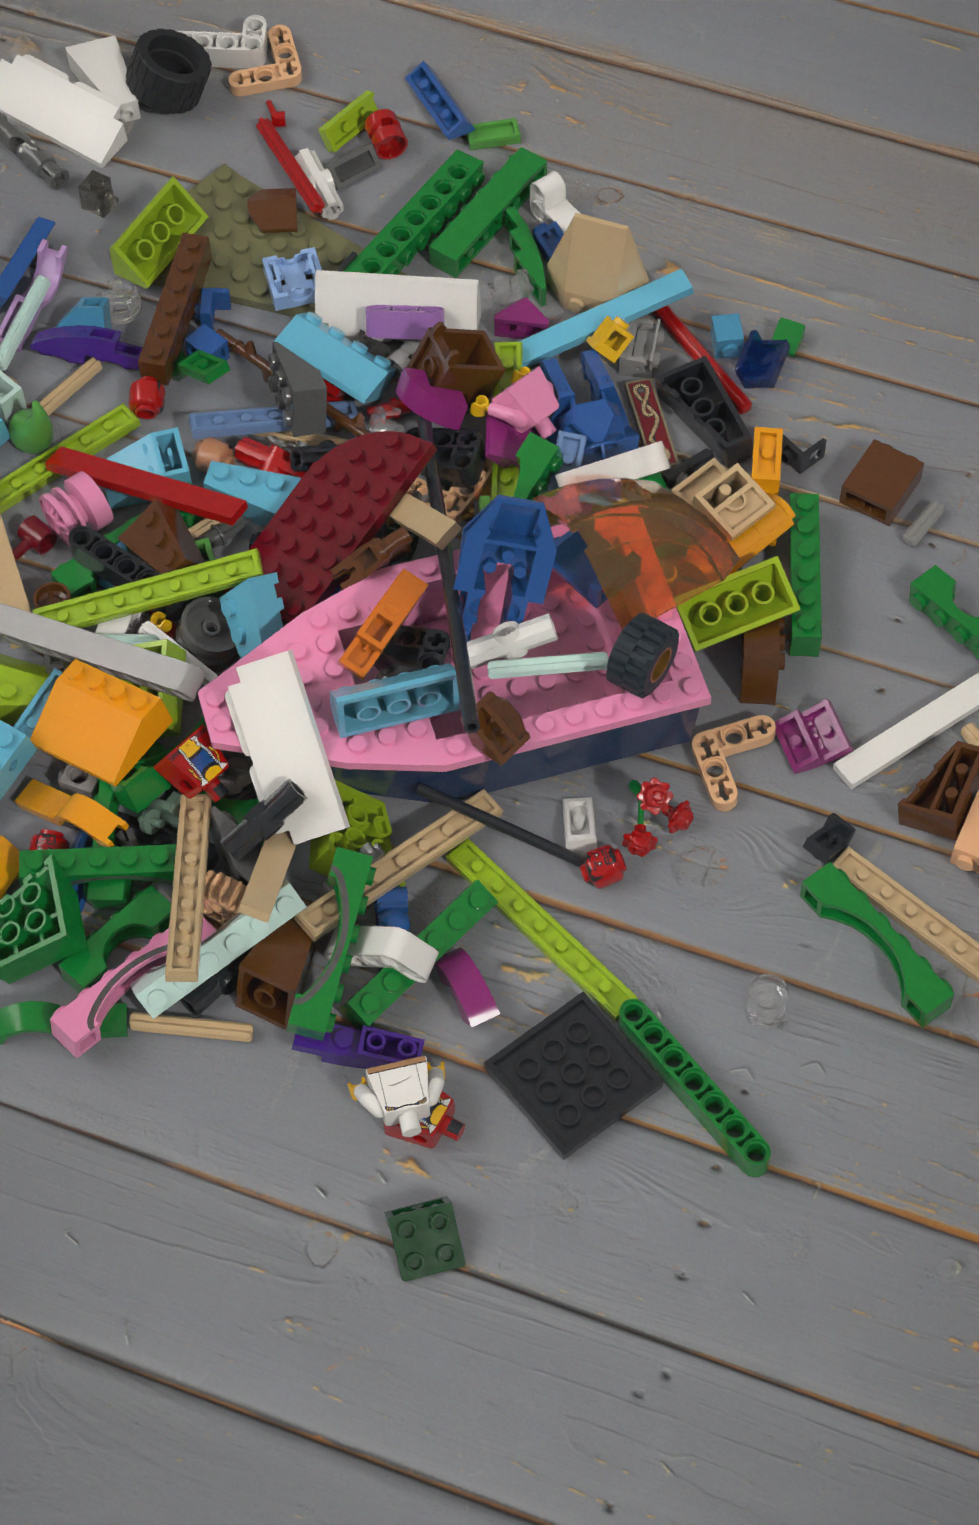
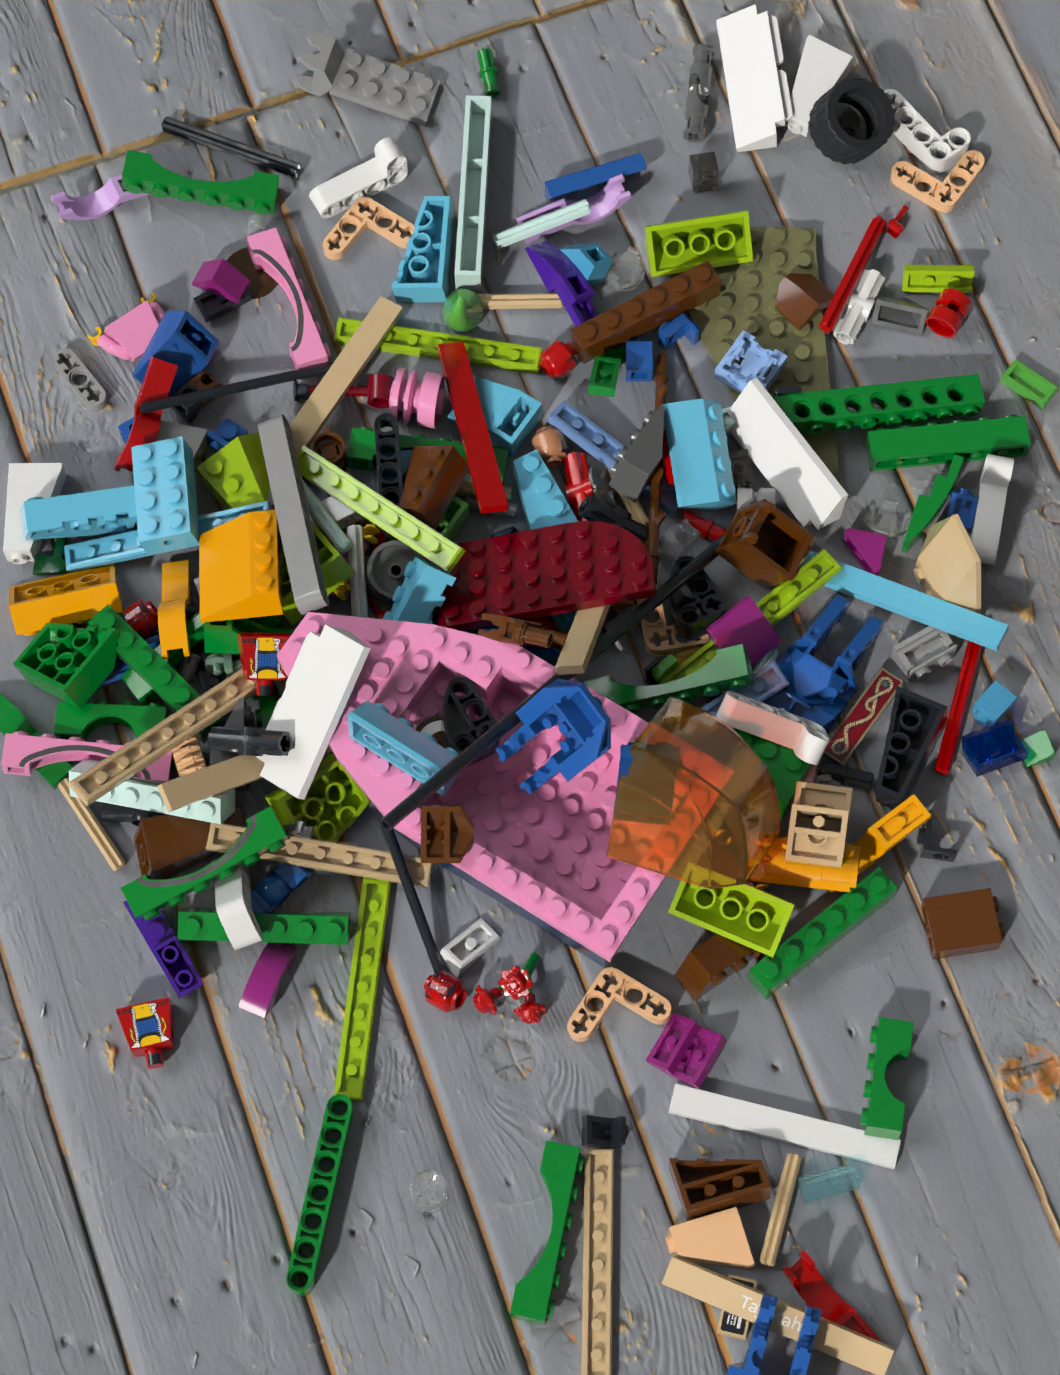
camera: 50 degrees right, 10 degrees up
(382, 624) = (464, 686): orange slope -> none
(401, 320) = (775, 474): medium lavender beam -> none
(401, 1092) = (143, 1005): white torso -> none
(425, 1238) = (60, 1105): dark green bracket -> none
(432, 403) = (715, 557): magenta brick -> none
(439, 102) = (1020, 323): blue slope -> none
(511, 640) = (526, 784): white piece -> none
(523, 403) = (776, 616): bright pink torso -> none
(547, 665) = (531, 825): light aqua axle -> none
(573, 1075) = (263, 1105): black plate -> none
(613, 345) = (900, 626): yellow brick -> none
(642, 655) = (583, 885): black wheel -> none
(923, 523) = (956, 982): light grey axle -> none

